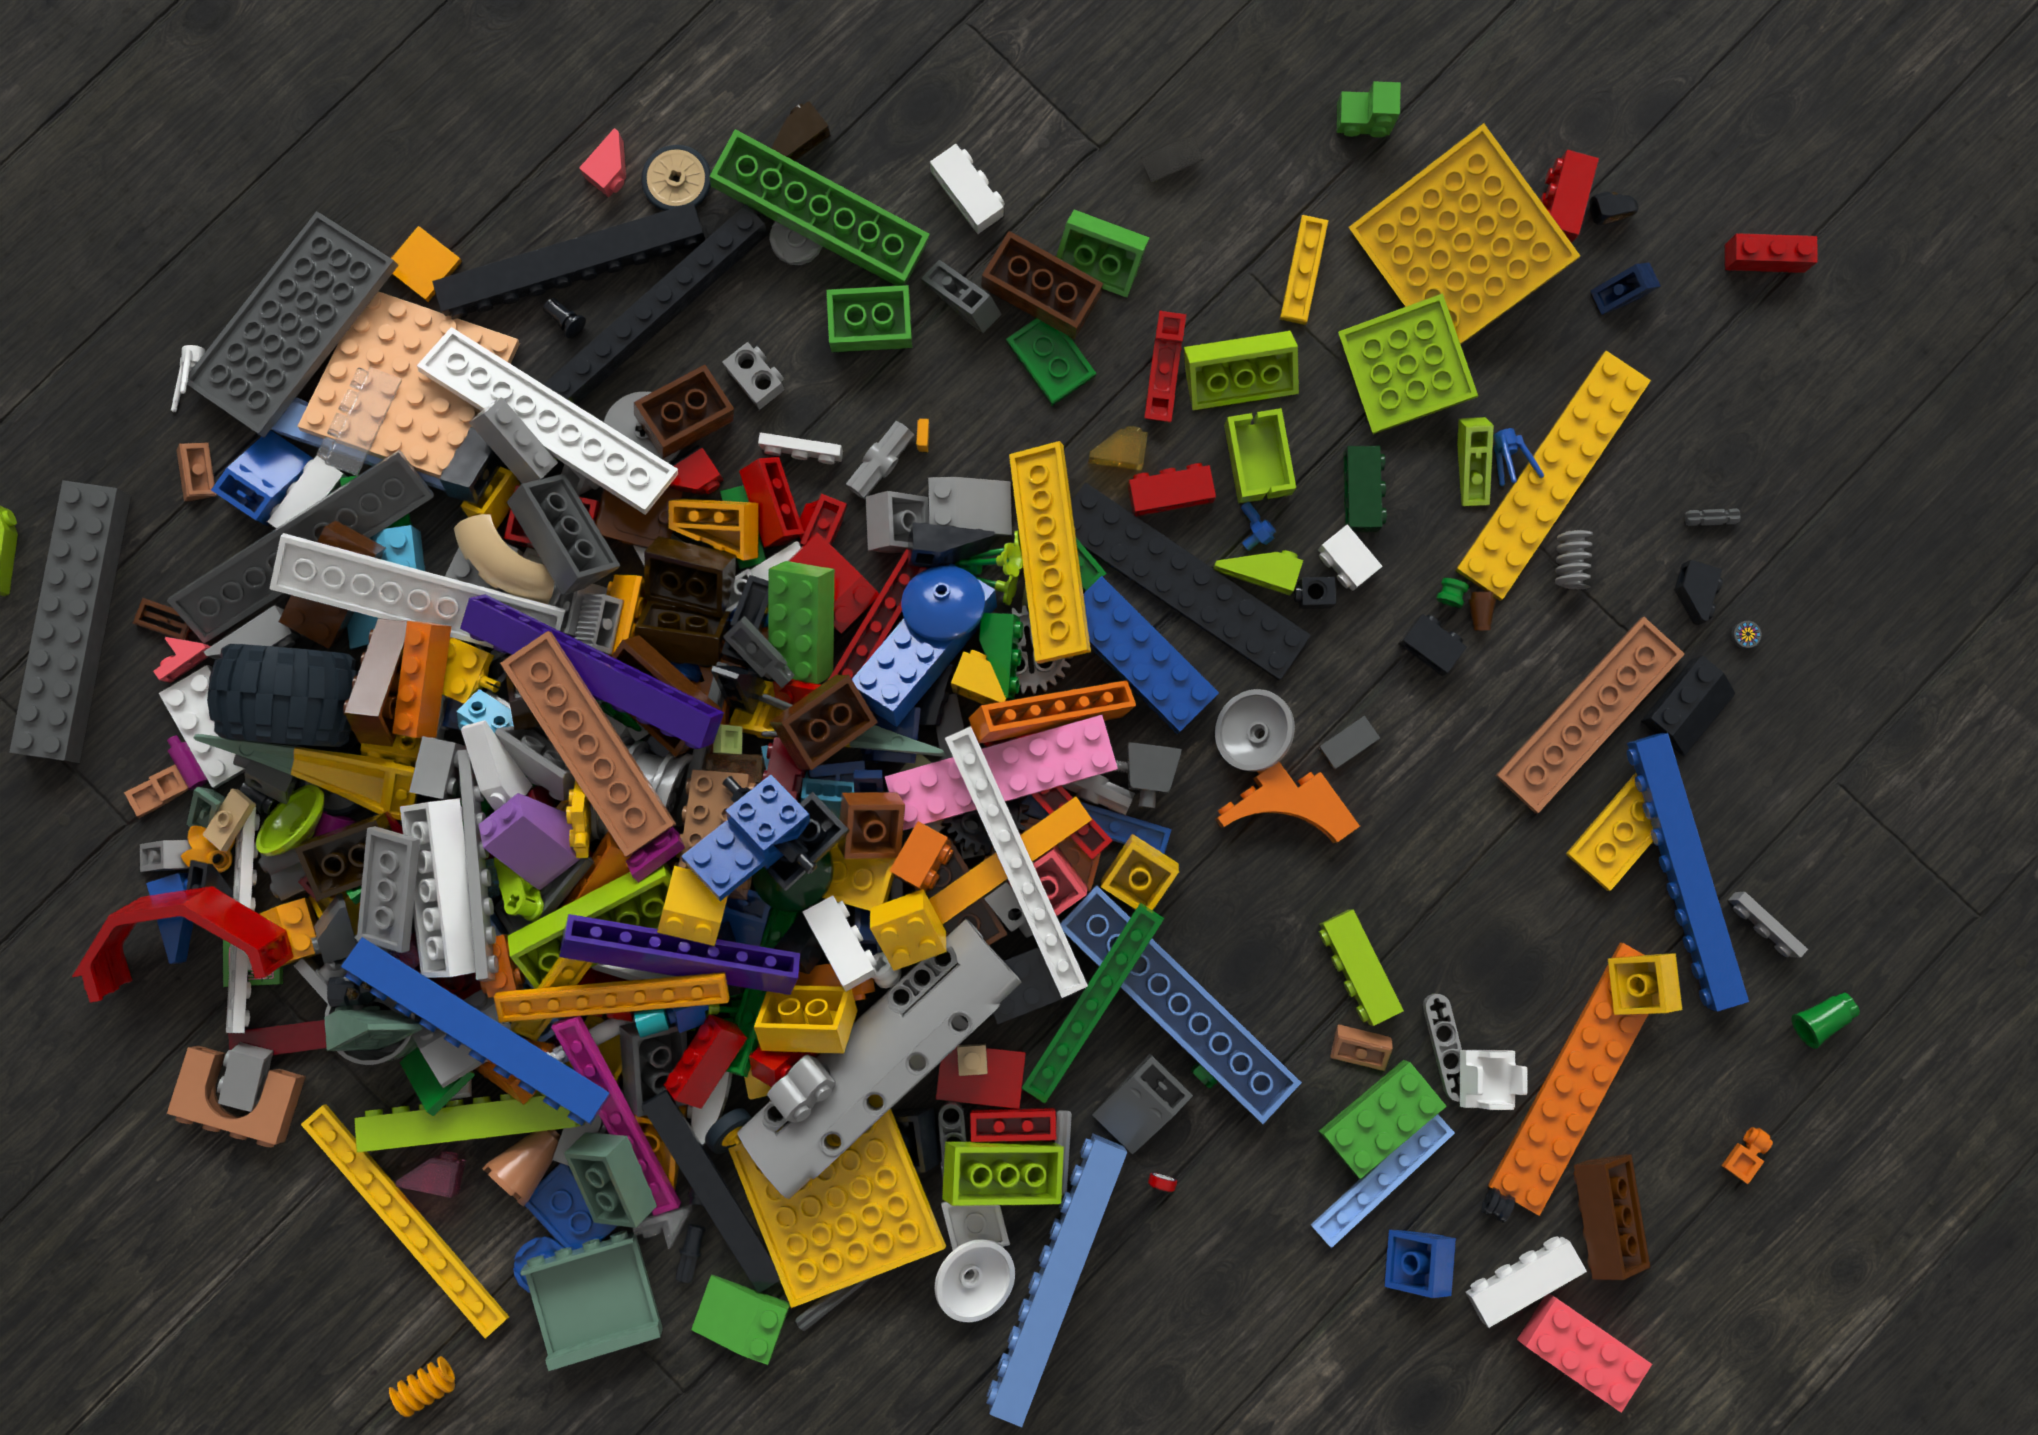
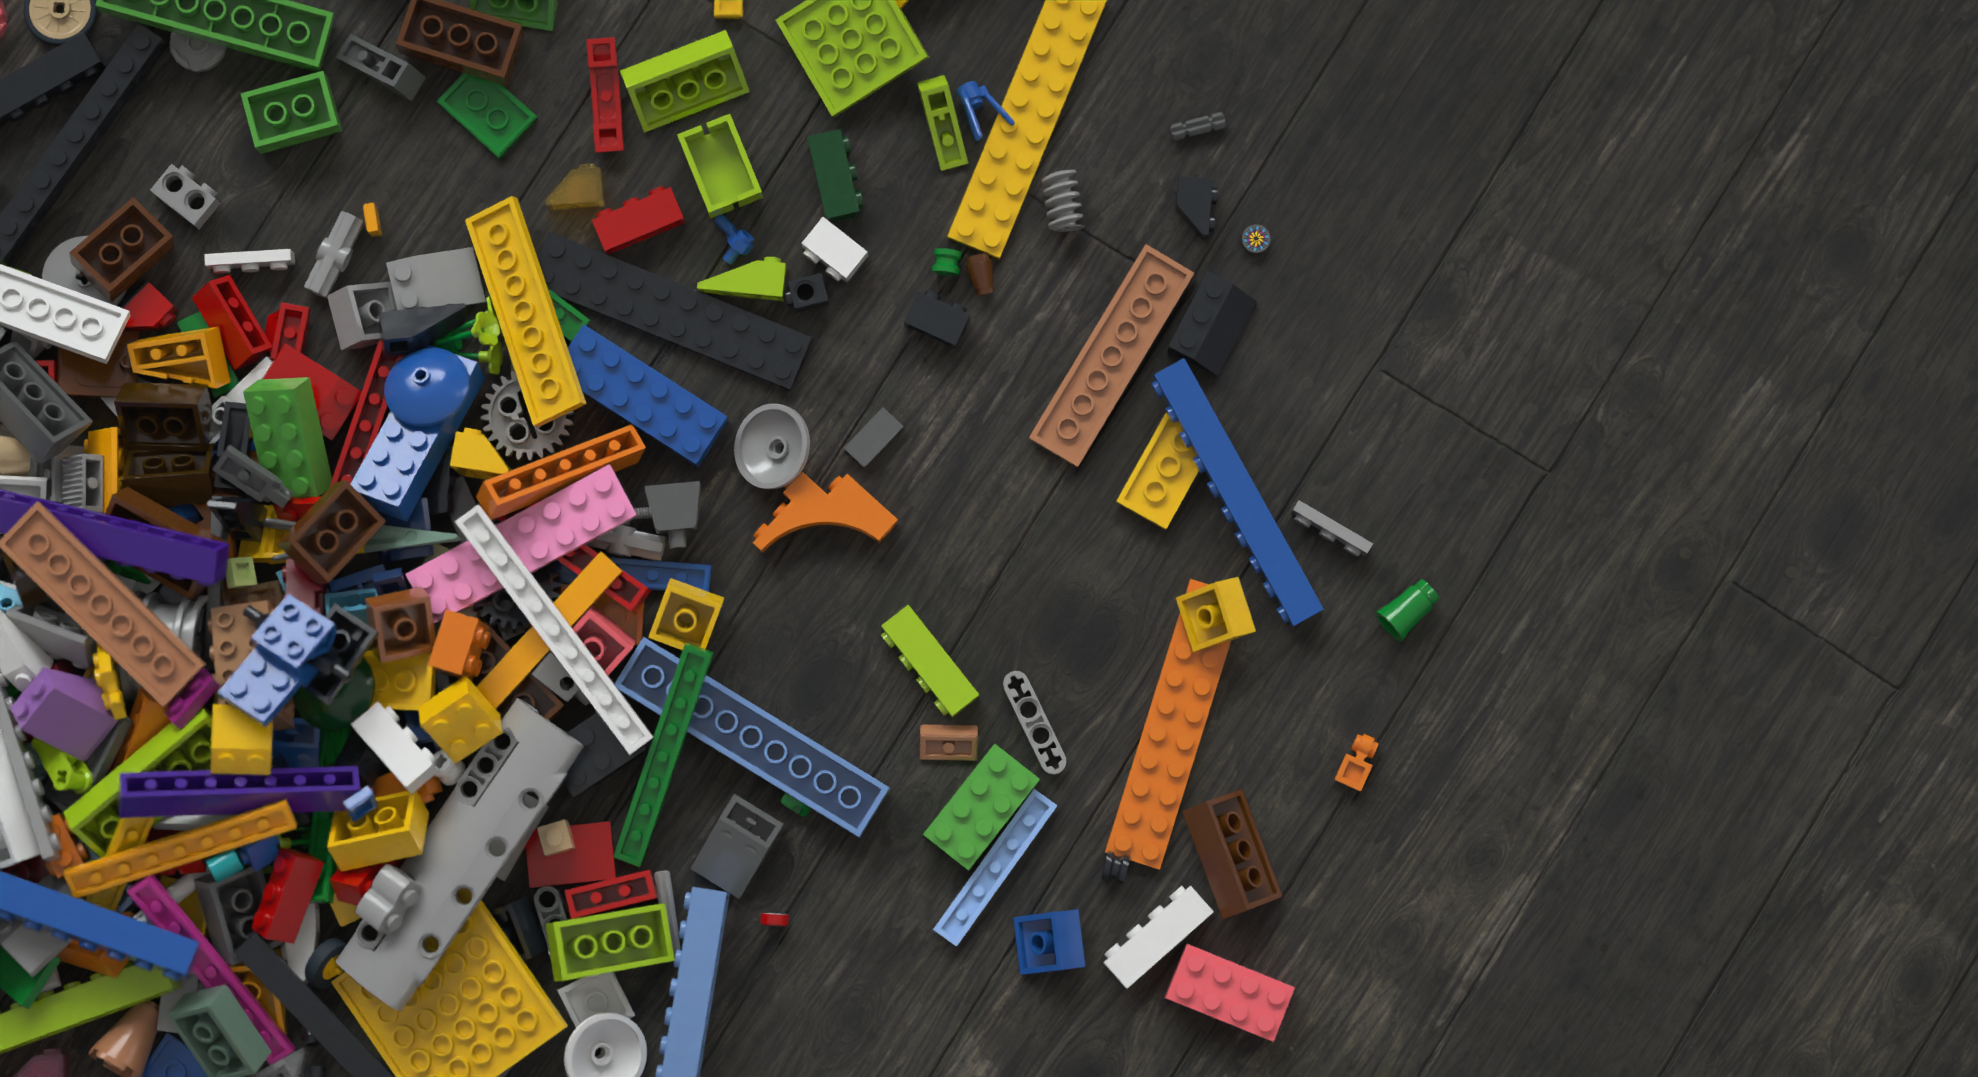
camera: 10 degrees left, 0 degrees up
(795, 991) = (360, 804): none -> blue tile
(1000, 643) = (495, 416): green slope -> none
(1490, 1079) = (1082, 743): white panel -> none

